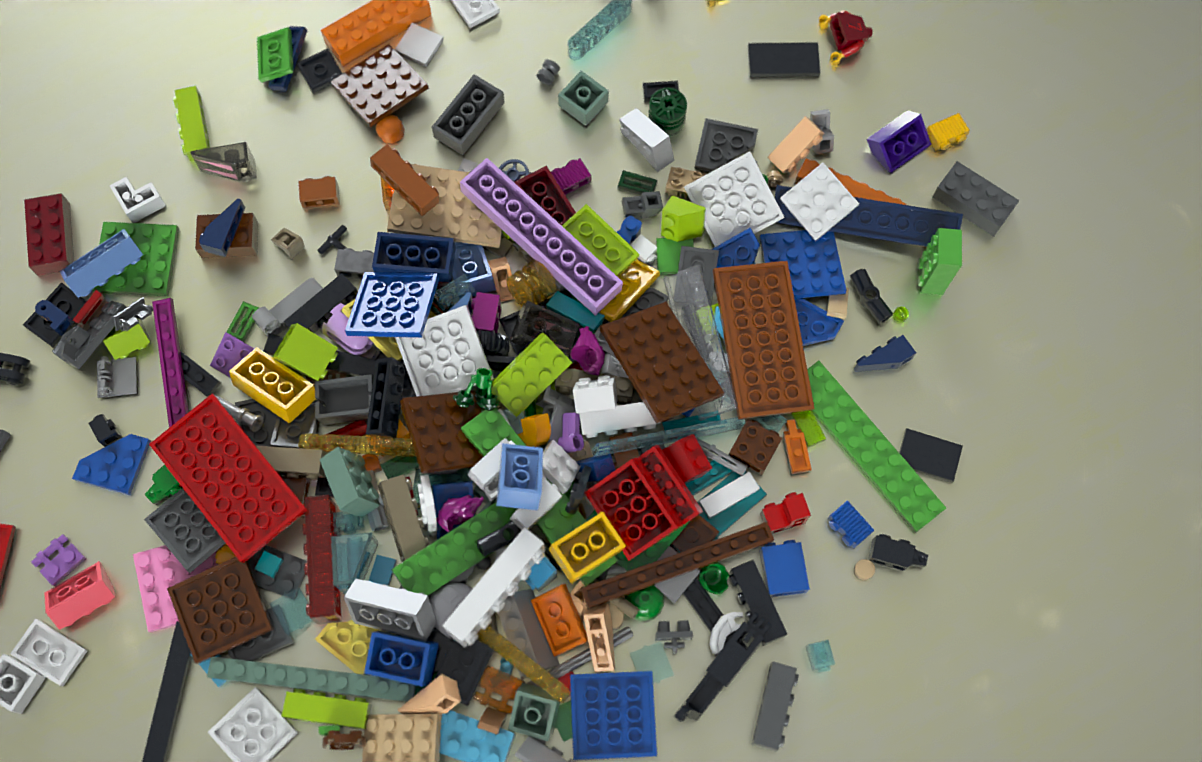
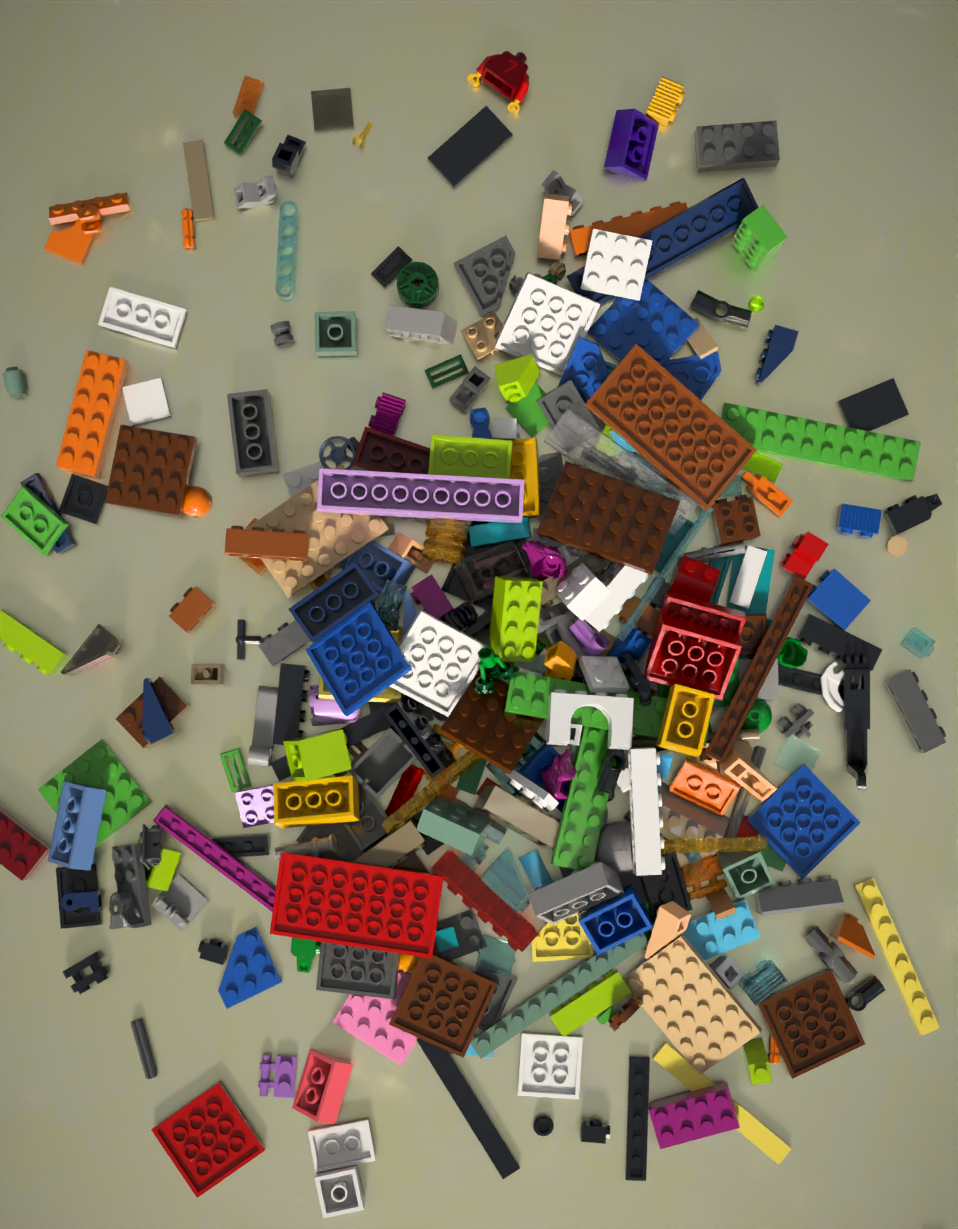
camera: 40 degrees left, 15 degrees up
(88, 309) = (102, 868): red tile -> none
(139, 202) = (52, 752): white brick -> none
(520, 477) = (592, 713): medium blue slope -> none

